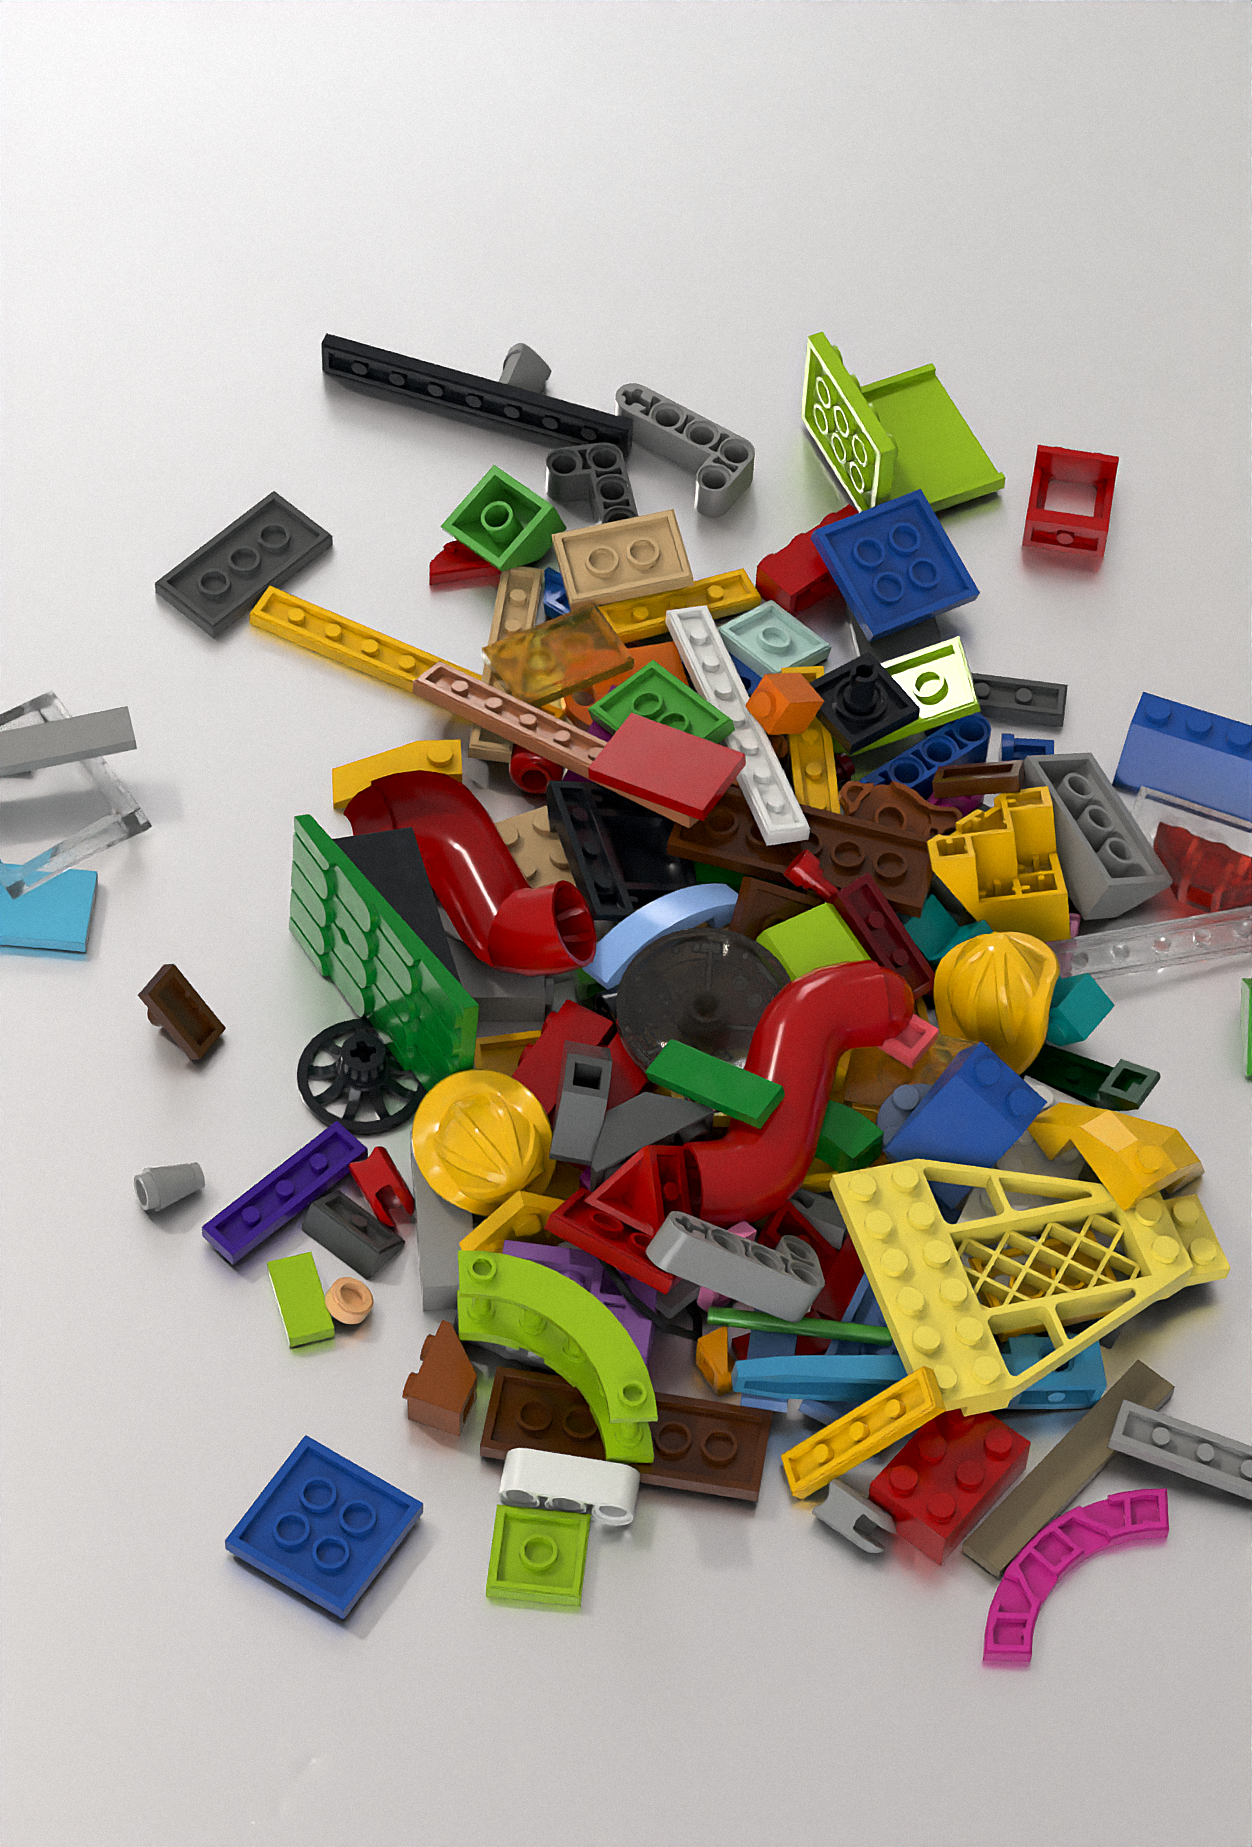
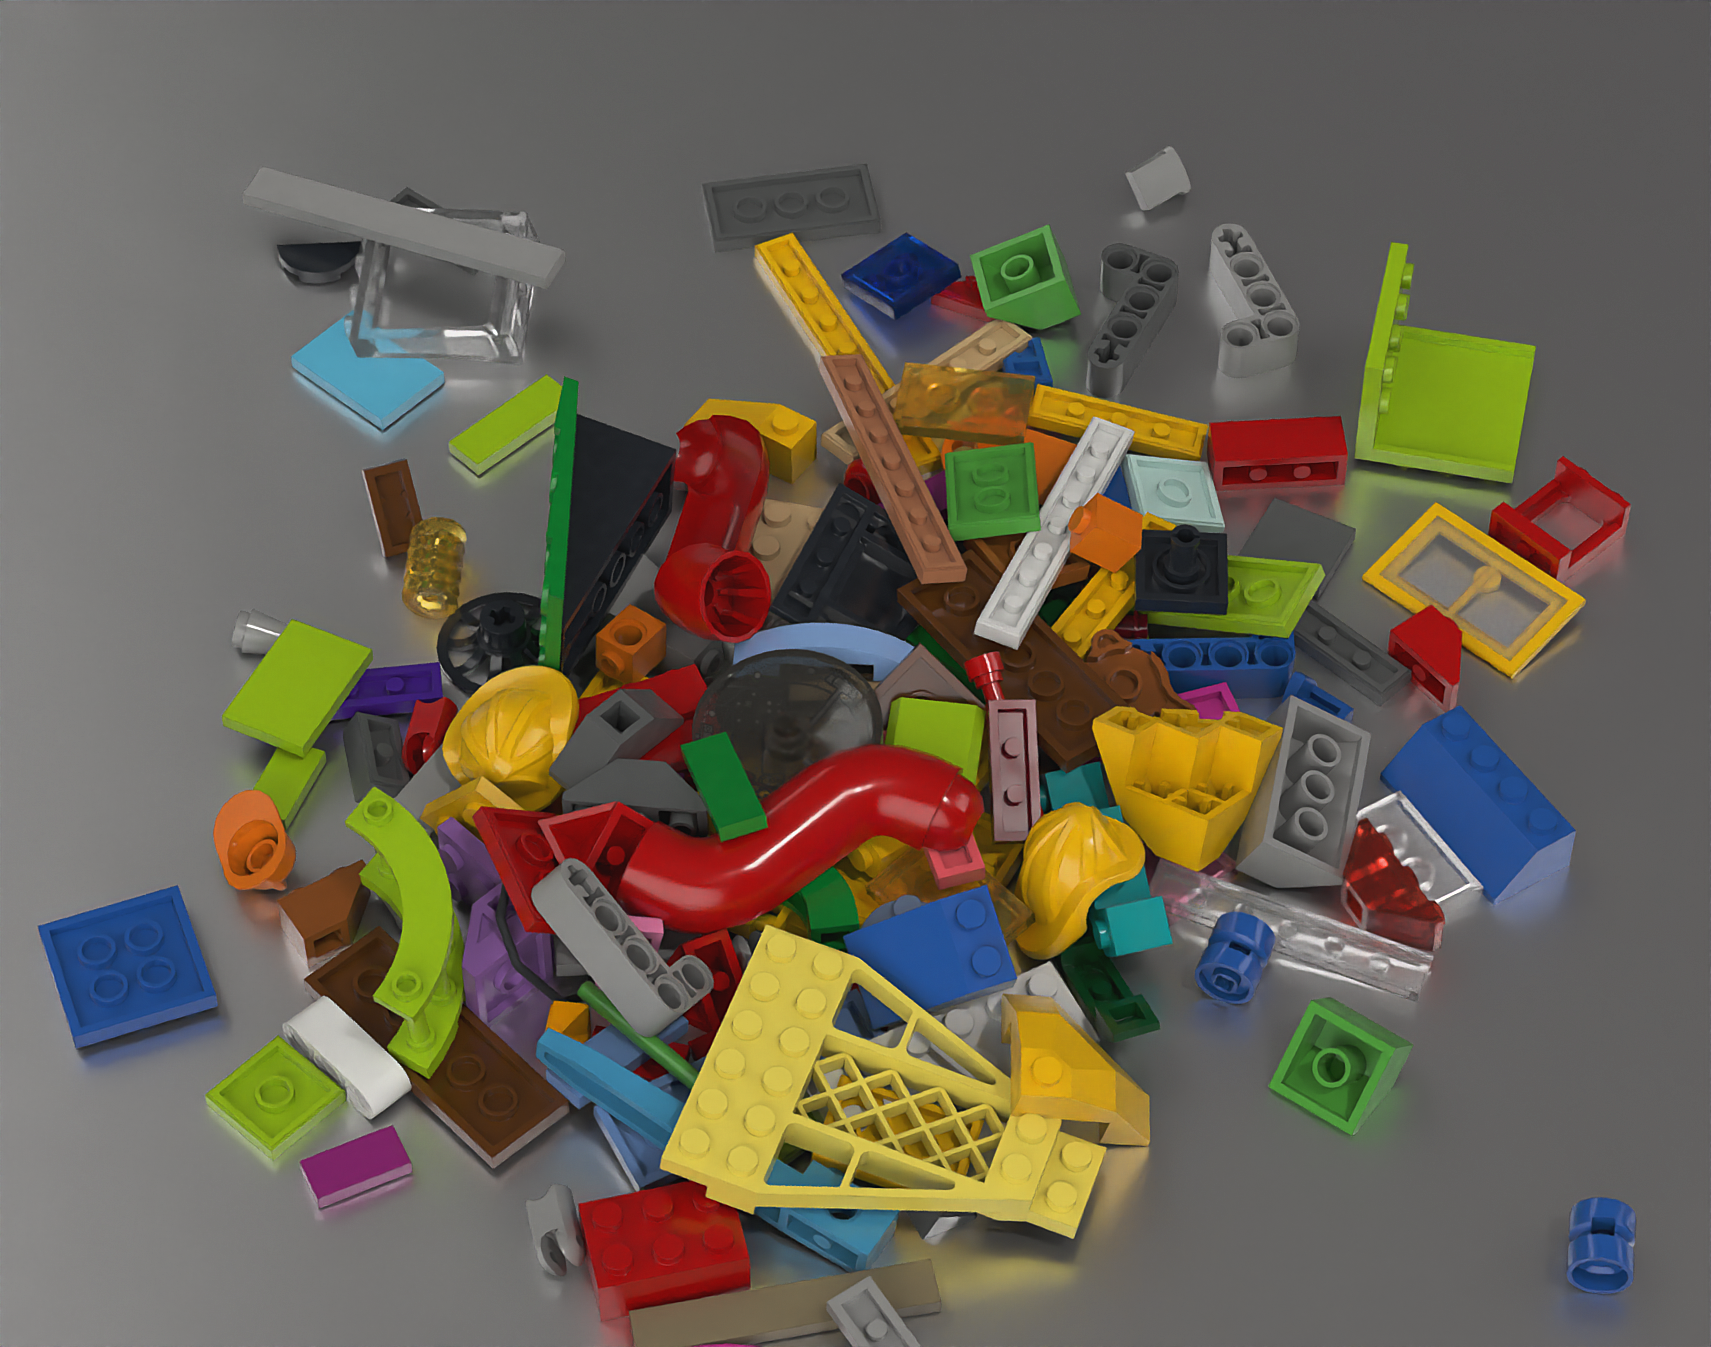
camera: 40 degrees right, 5 degrees down
(193, 884) = (508, 426): none -> lime tile
(248, 1211) = (297, 688): none -> lime tile
(257, 1044) = (434, 568): none -> clear yellow piece
(336, 1360) = (253, 843): none -> orange piece
(349, 1300) = (317, 806): light nougat tile -> none
(398, 574) = (901, 276): none -> clear blue plate
(474, 394) = (1107, 175): black tile -> none
(495, 1012) = (630, 645): none -> orange brick
(622, 559) = (1092, 355): tan tile -> none
(653, 1568) = (355, 1166): none -> magenta tile
(667, 766) = (943, 522): tile -> none
(863, 1432) = (607, 1154): yellow tile -> none
(895, 565) = (1331, 484): blue plate -> none
(978, 779) = (1231, 691): reddish brown tile -> none
(1054, 592) = (1490, 592): none -> clear door
(1079, 661) = (1432, 651): none -> red slope
(1148, 989) = (1235, 957): none -> blue wheel

